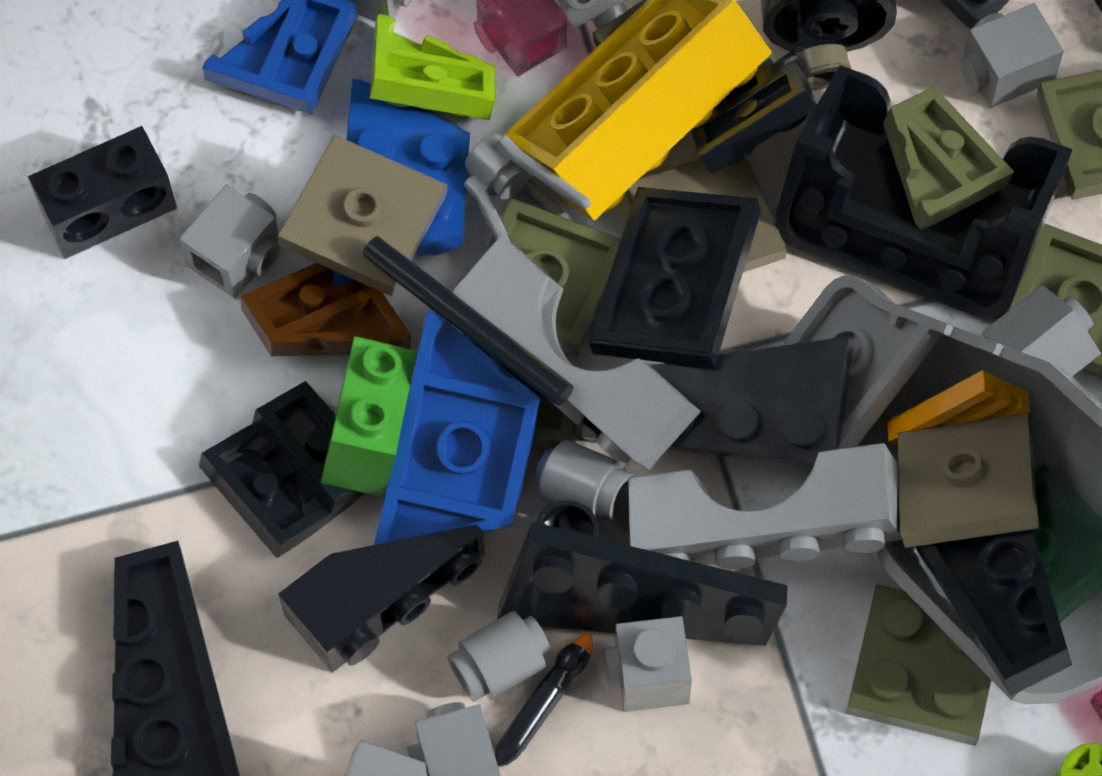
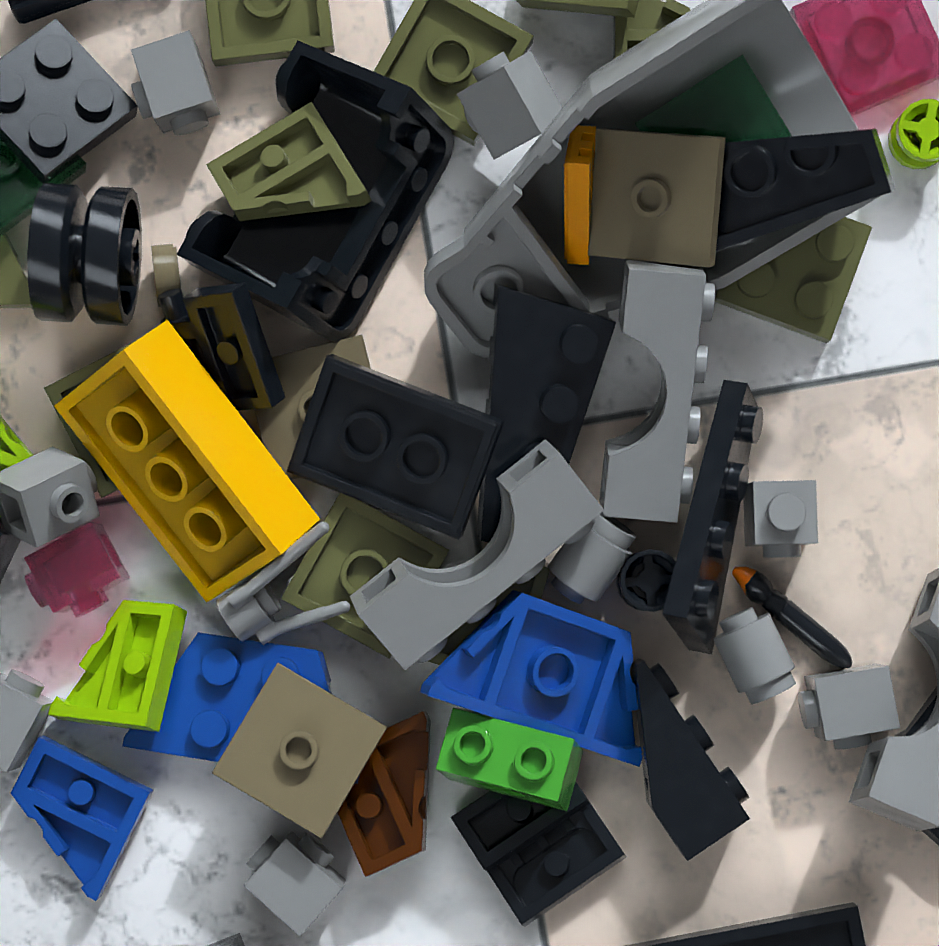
camera: 85 degrees left, 20 degrees up
(468, 321) = (440, 657): black bar -> none

